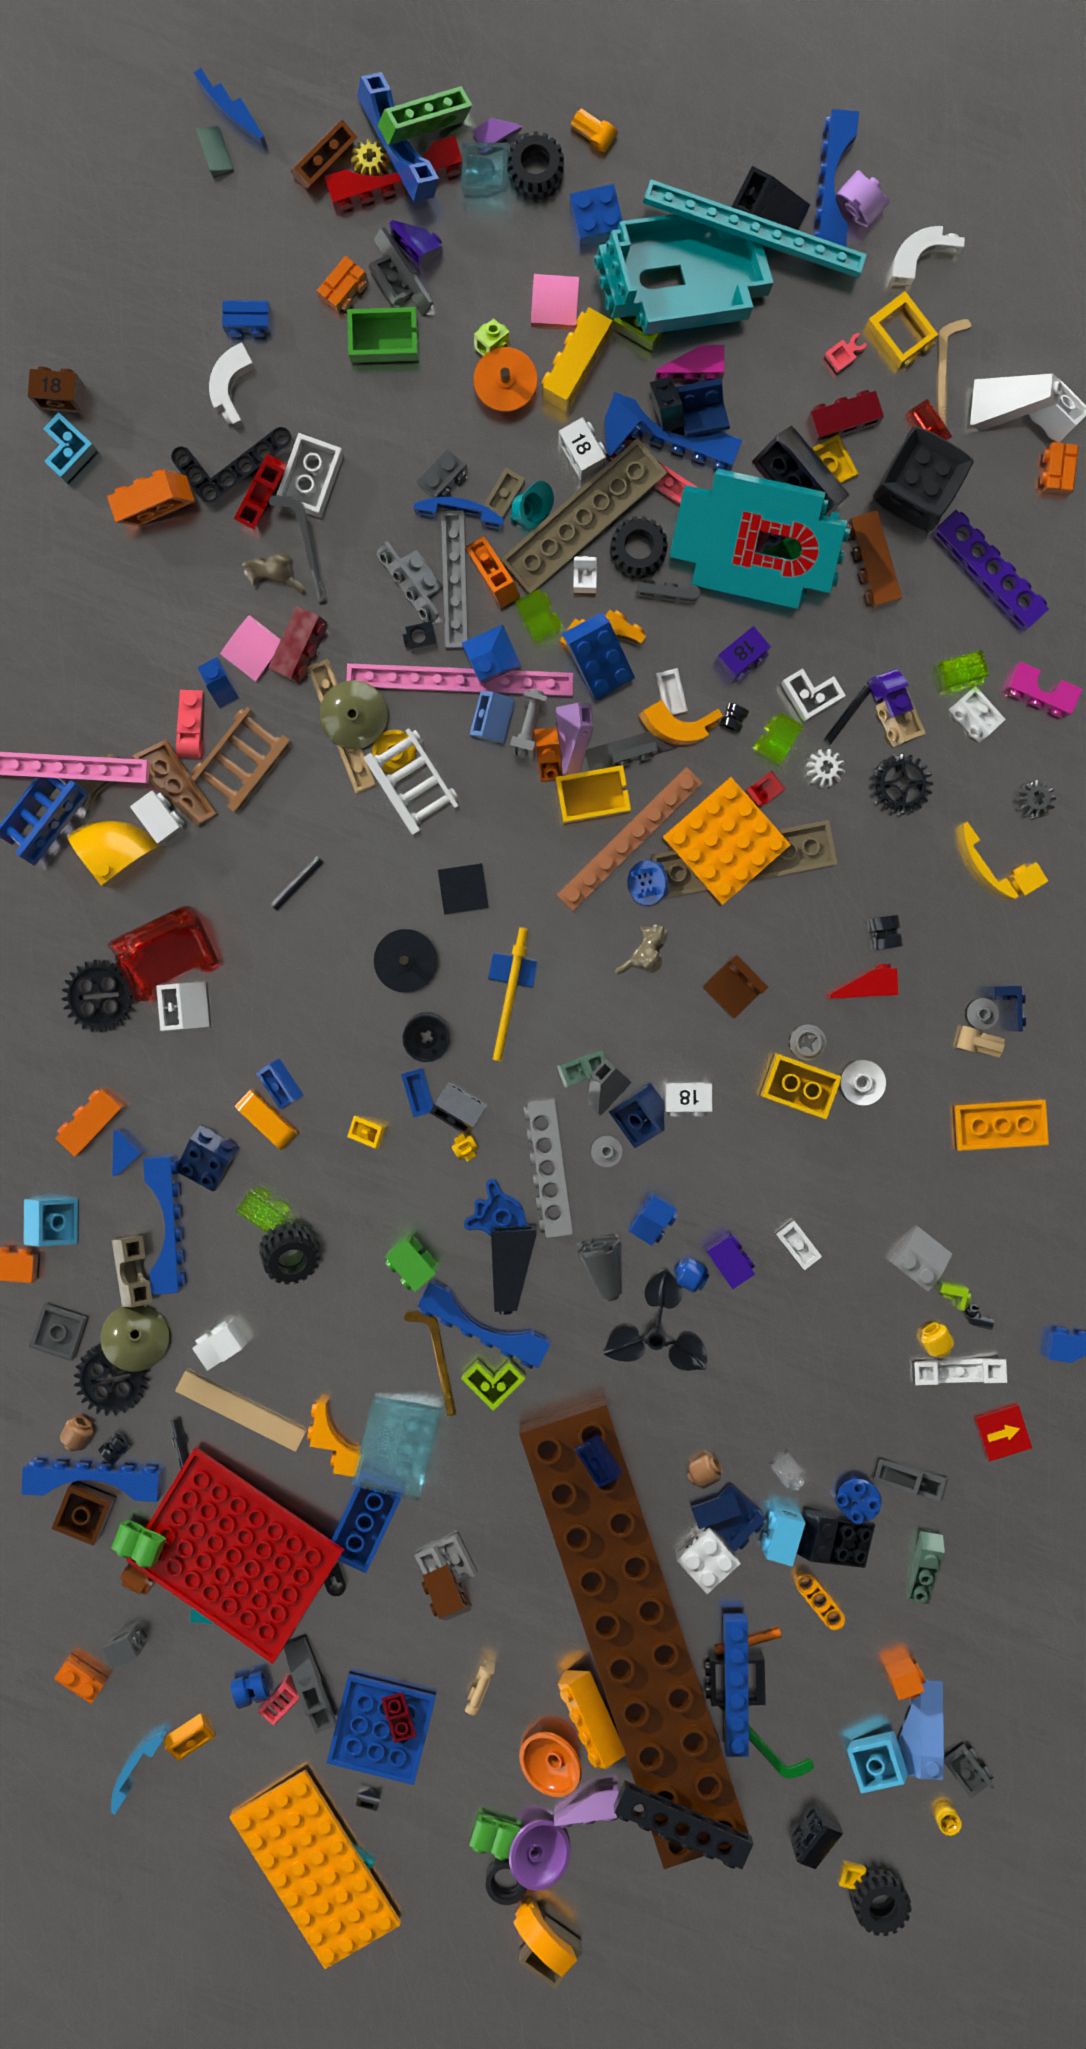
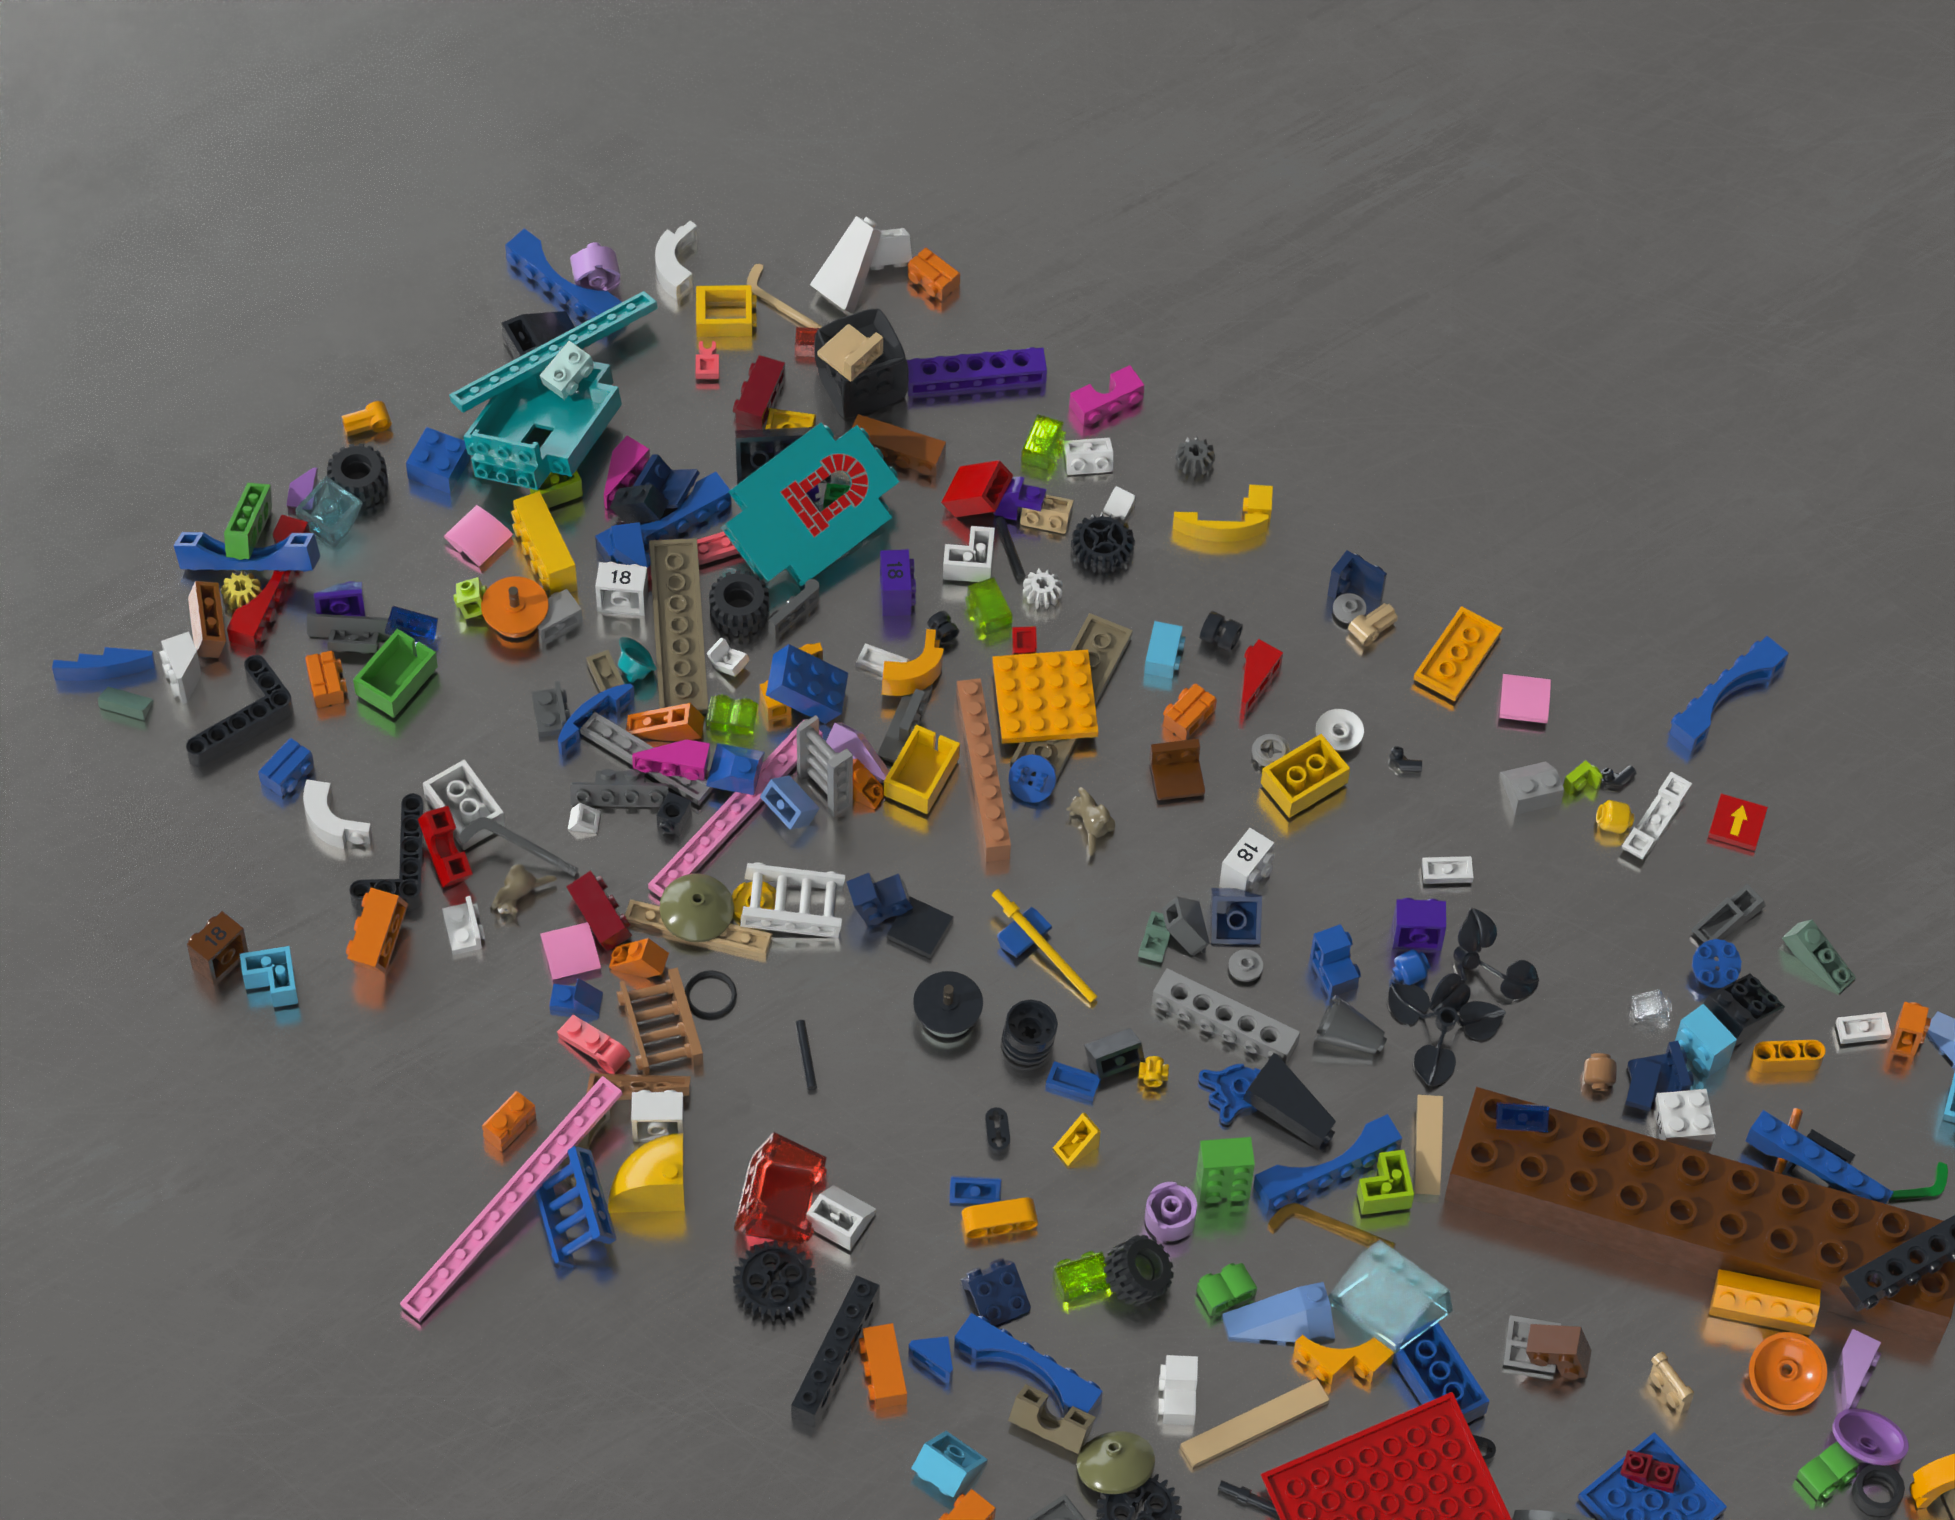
camera: 50 degrees left, 30 degrees down
(74, 1080) = (835, 1351): none -> black brick
(80, 712) = (509, 1121): none -> orange brick
(215, 553) = (463, 928): none -> white bracket
(267, 169) = (181, 665): none -> white slope
(268, 253) = (246, 717): none -> black beam
(281, 704) = (639, 958): none -> orange slope
(296, 797) = (714, 973): none -> black tyre
(328, 1320) = (1226, 1288): none -> bright green brick
(333, 1063) = (1002, 1130): none -> black beam
(339, 1380) = (1284, 1317): none -> medium blue wedge
(345, 1245) = (1170, 1211): none -> lavender brick
(371, 572) = (584, 819): none -> white slope
(432, 314) = (412, 623): none -> clear blue slope
(452, 842) = (879, 899): none -> dark blue brick
(466, 609) = (679, 758): none -> dark pink slope
(529, 418) = (561, 615): none -> light grey slope
(551, 1387) = (1428, 1145): none -> tan slope
(735, 1318) = (1478, 932): none -> black plant
(739, 254) = (567, 370): none -> light aqua brick
(796, 958) = (1189, 711): none -> orange brick
(837, 900) = (1163, 650): none -> medium azure brick
(871, 1146) = (1402, 763): none -> black arm
(874, 654) = (977, 488): none -> red brick
(885, 1638) = (1863, 1028): none -> white plate
(909, 470) = (851, 351): none -> tan bracket
(948, 771) = (1120, 503): none -> white slope
(997, 1202) = (1525, 698): none -> bright pink slope

